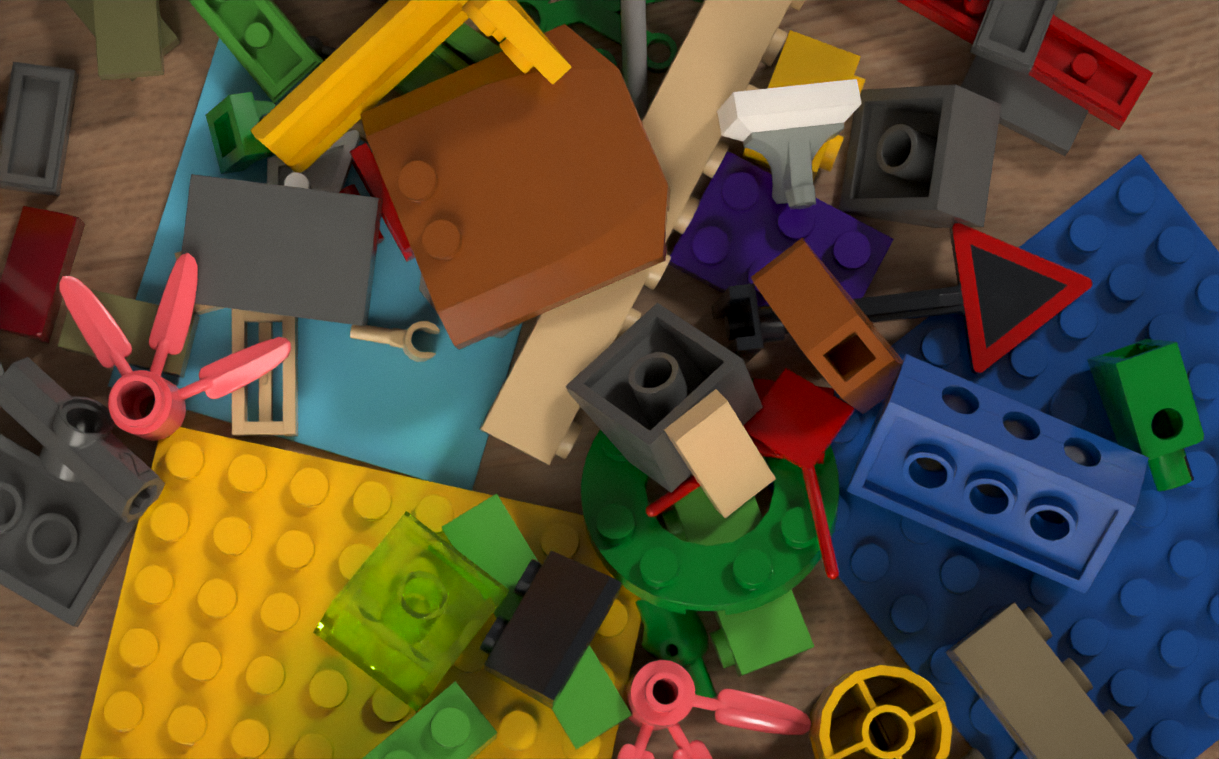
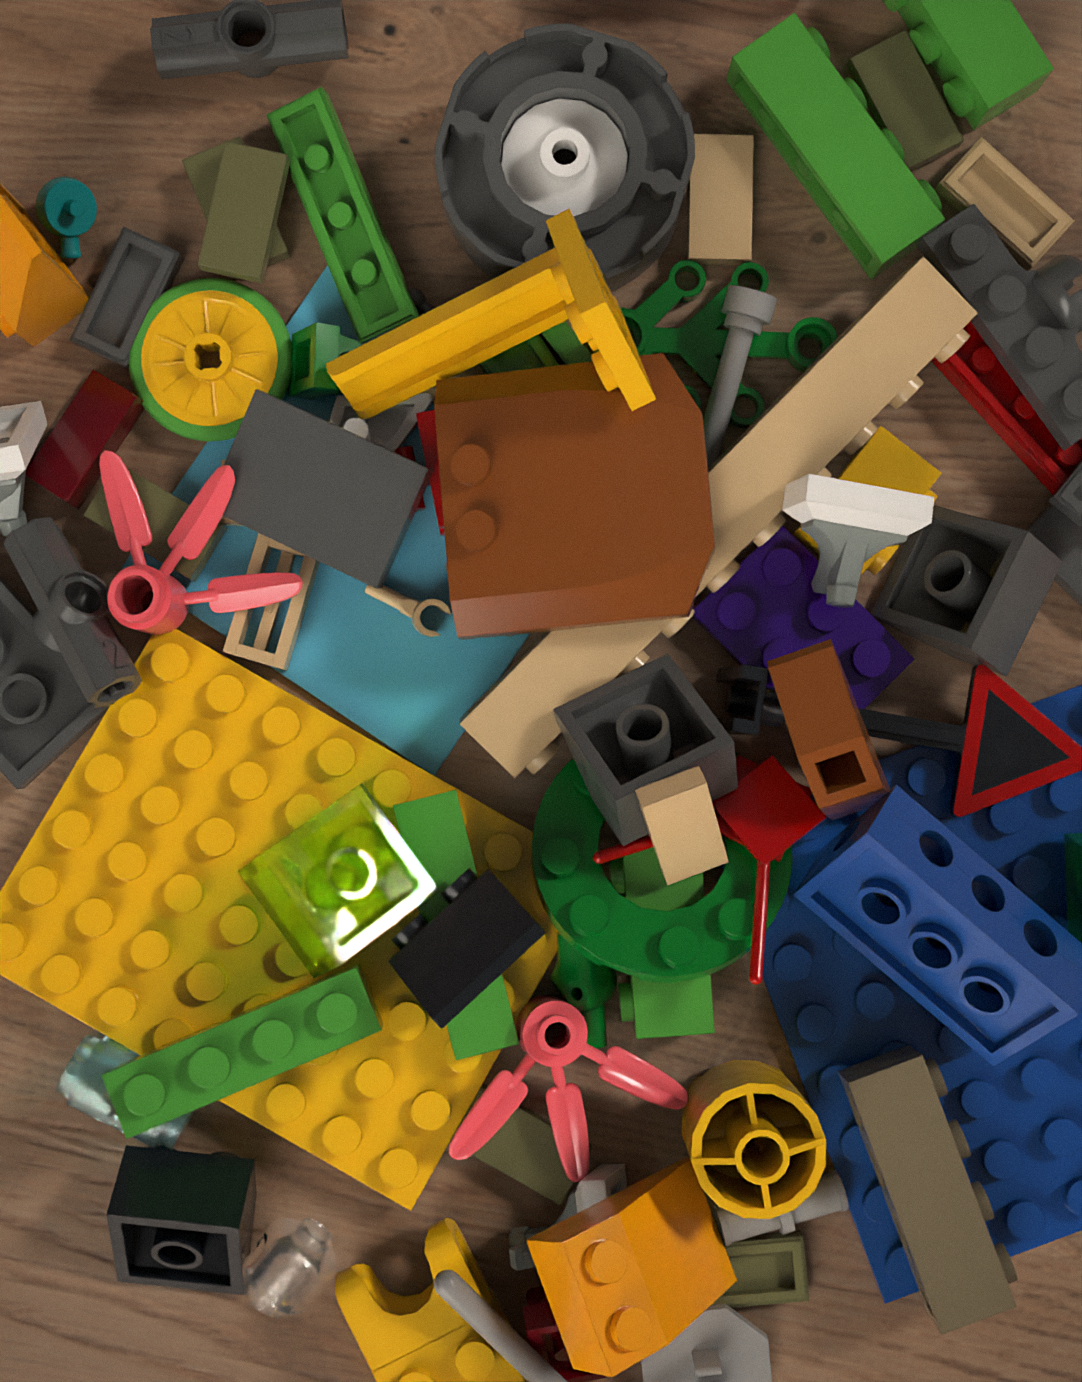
camera: 25 degrees right, 5 degrees up
(119, 124) = (208, 318): none -> yellow wheel

